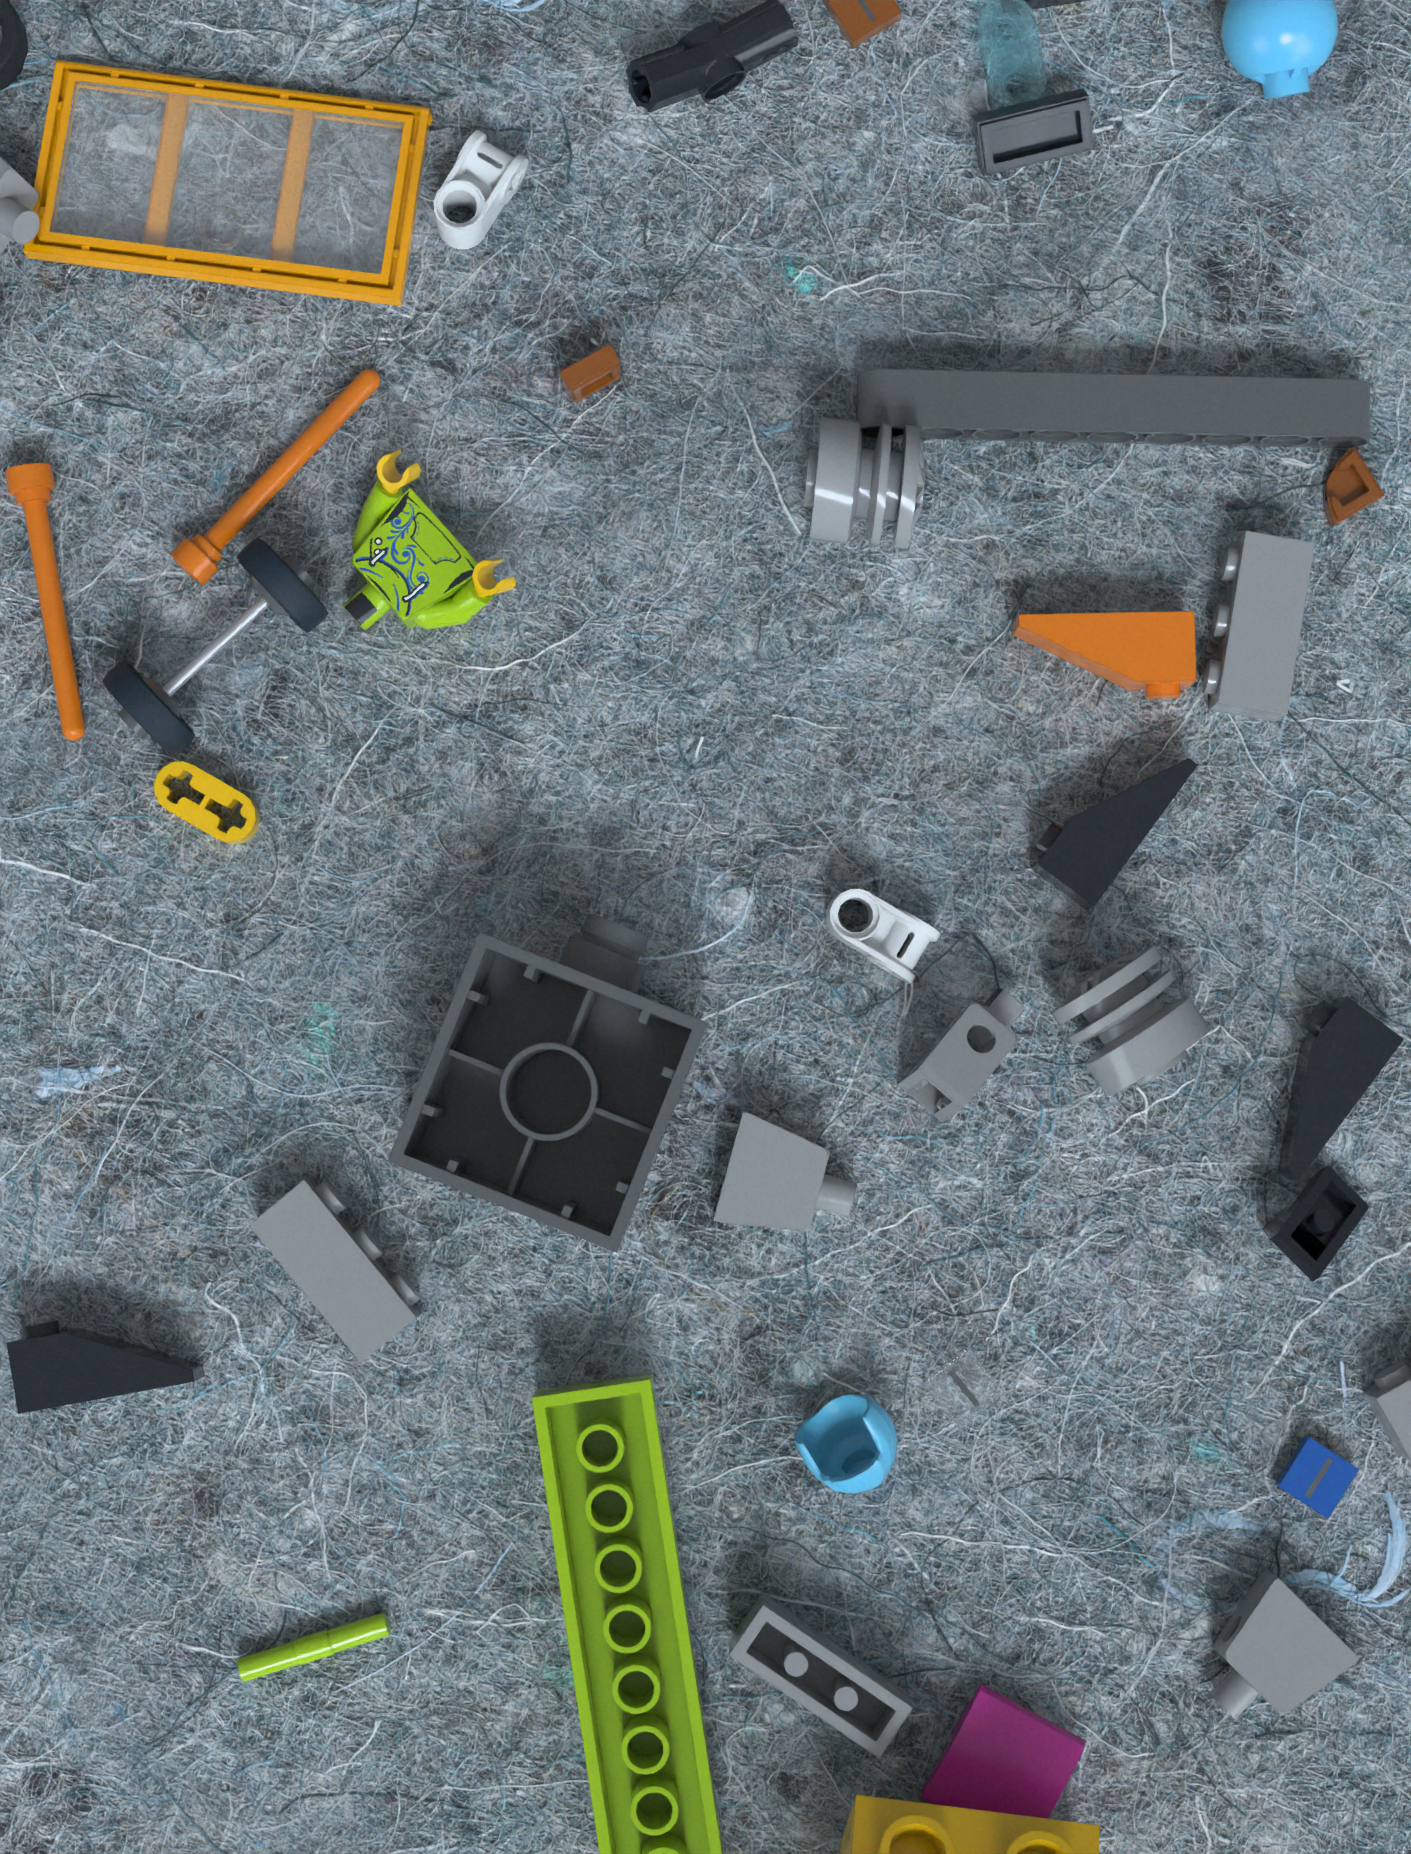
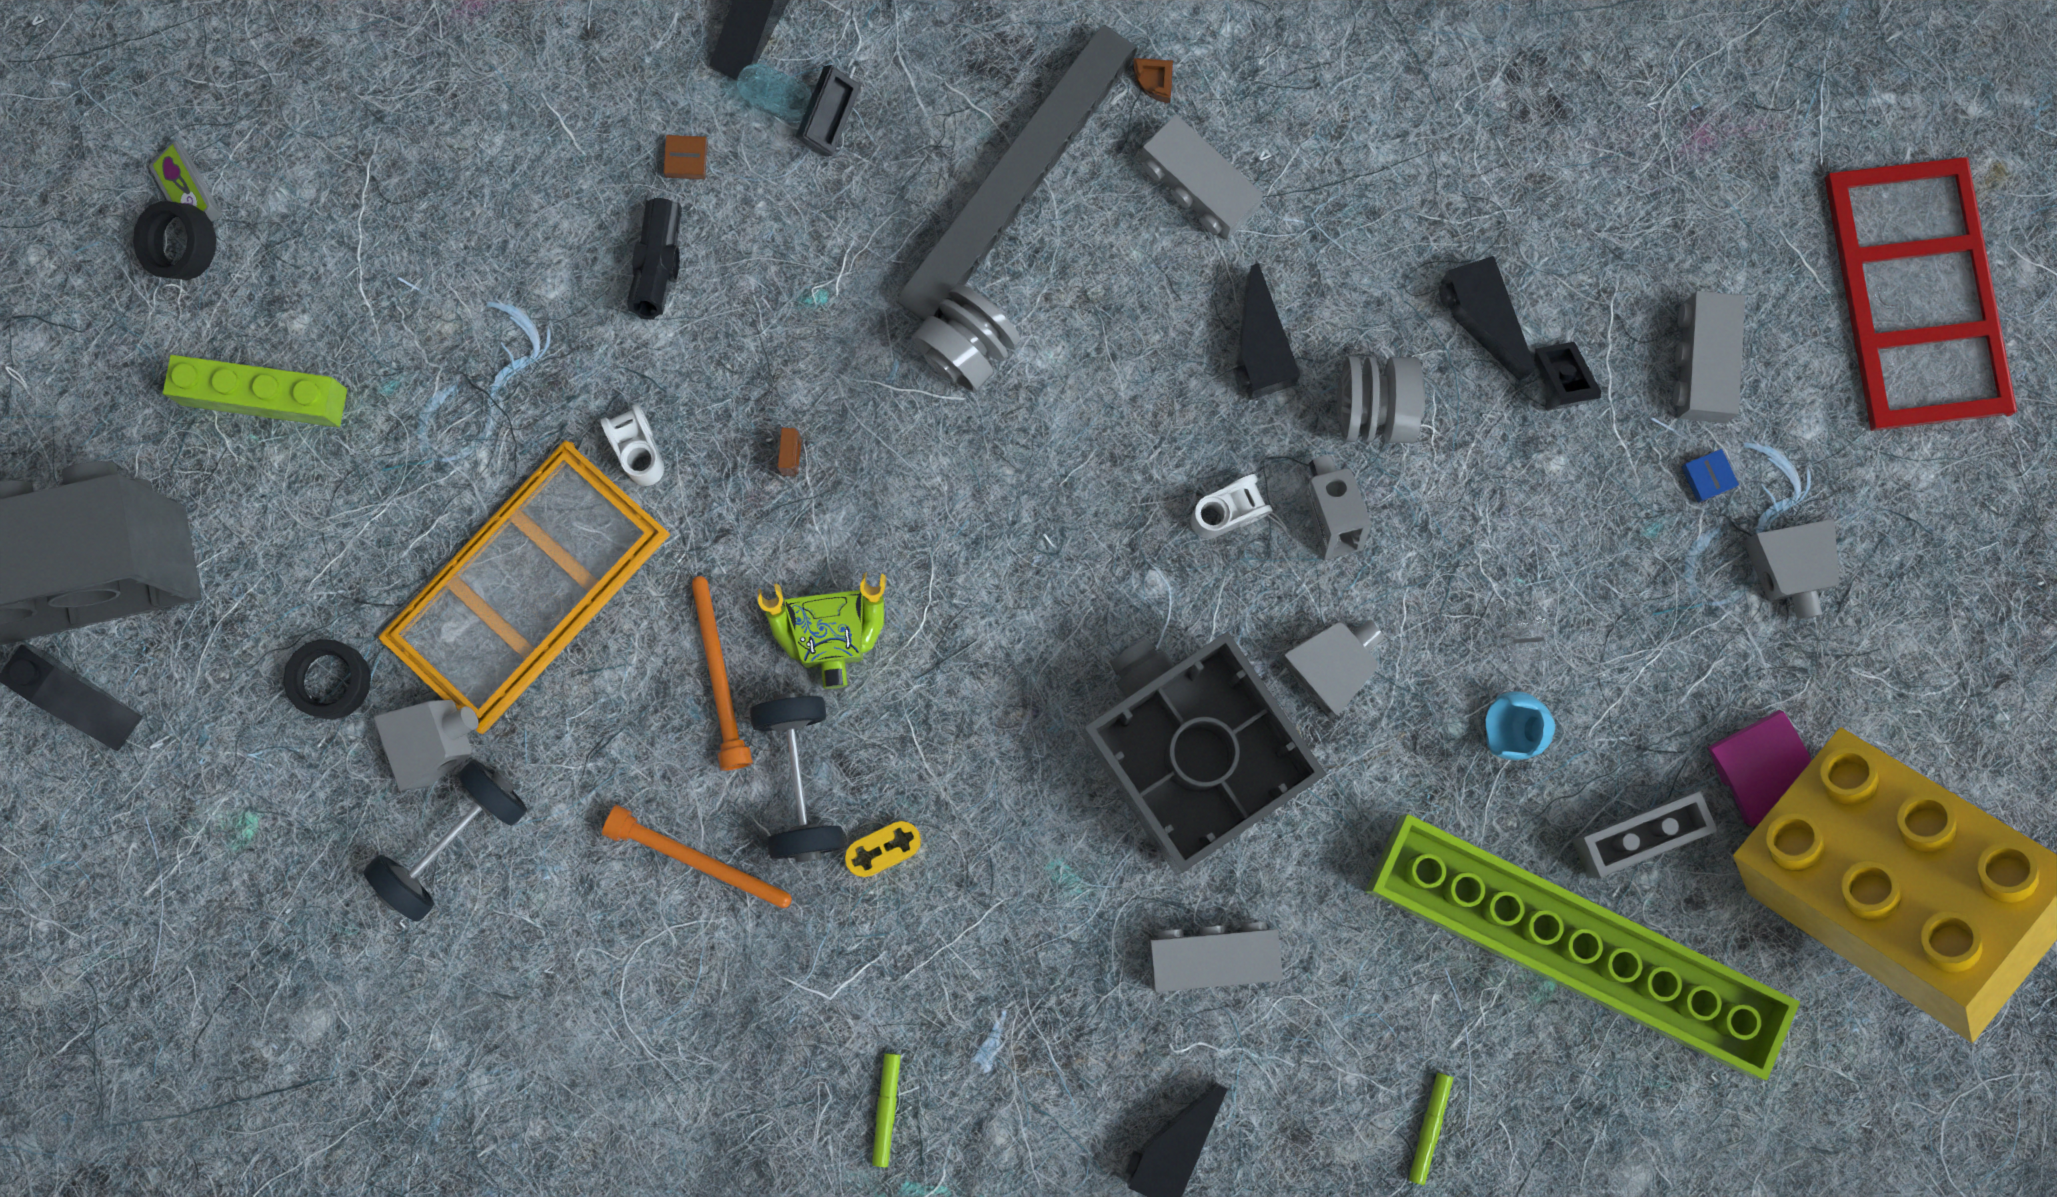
camera: 55 degrees left, 5 degrees down
(1125, 648) = (1162, 260): orange slope -> none

